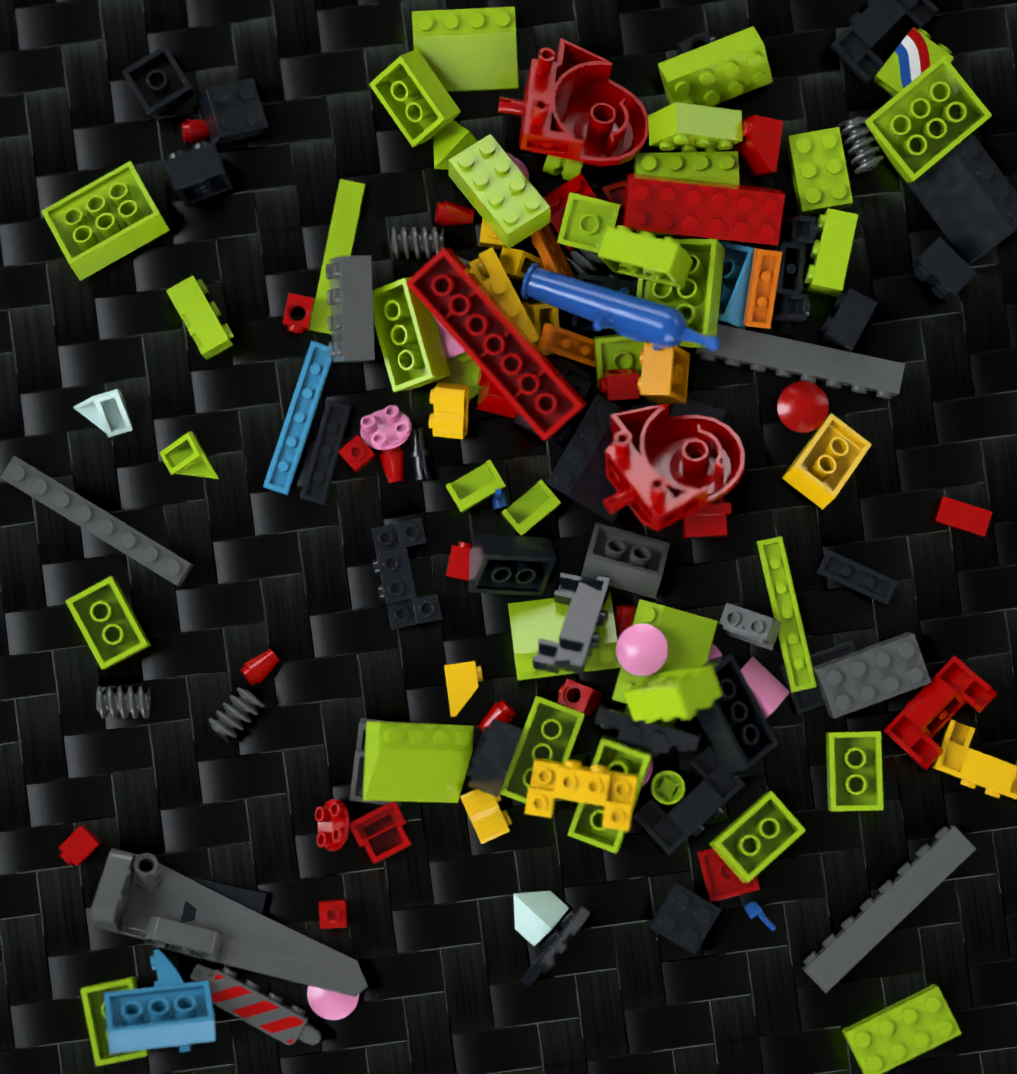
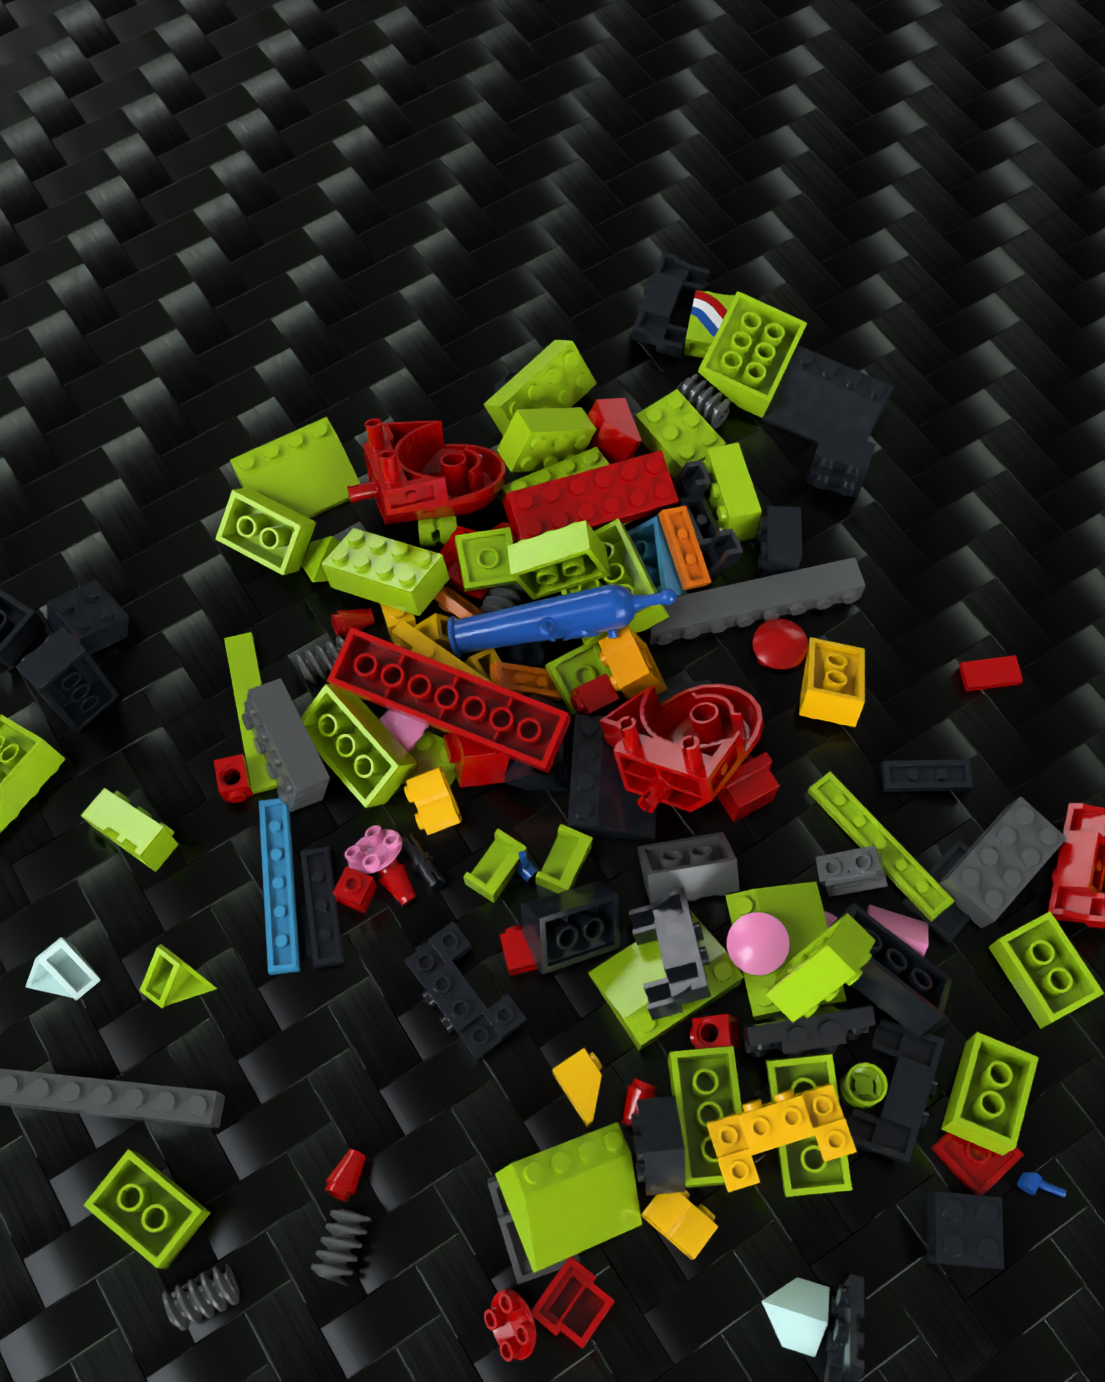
camera: 25 degrees left, 20 degrees down
(624, 618) = (719, 926): red cone -> none

